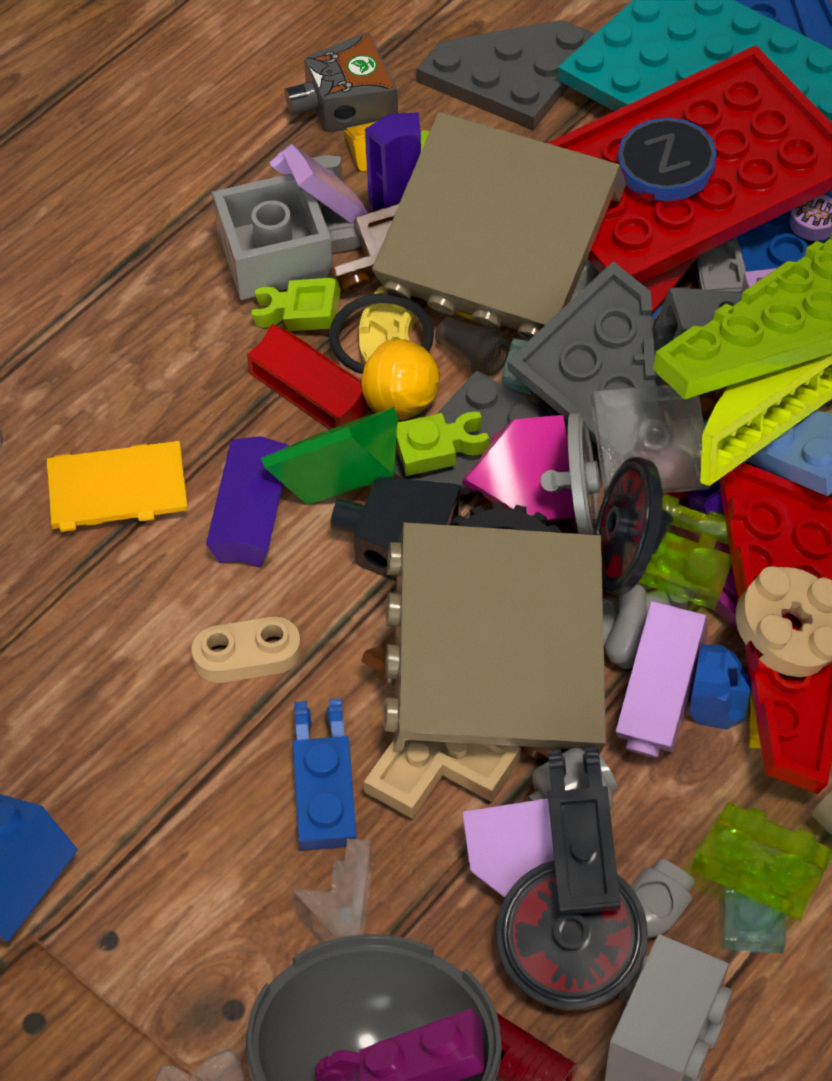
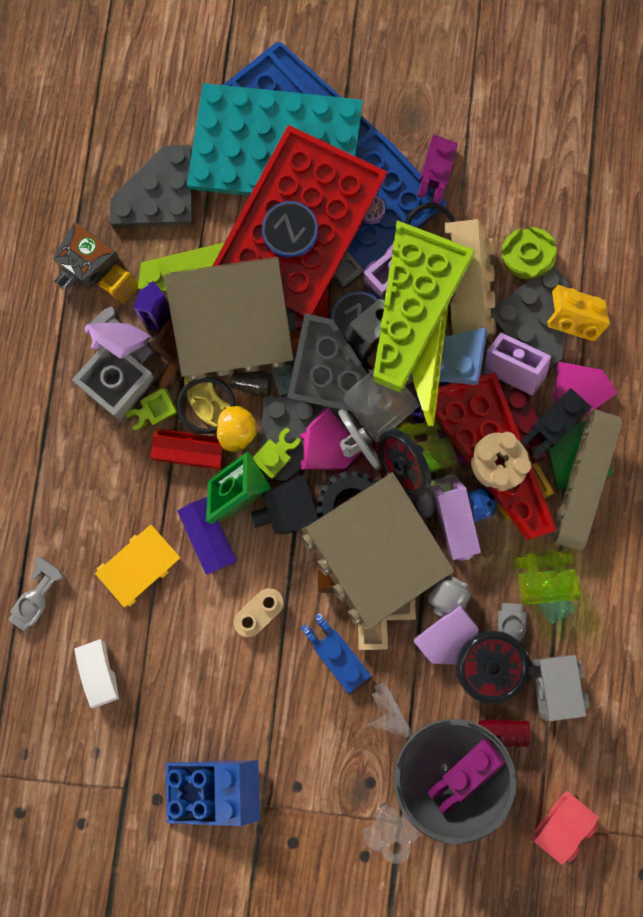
camera: 30 degrees left, 25 degrees up
(582, 839) = (478, 630): black hinge -> none

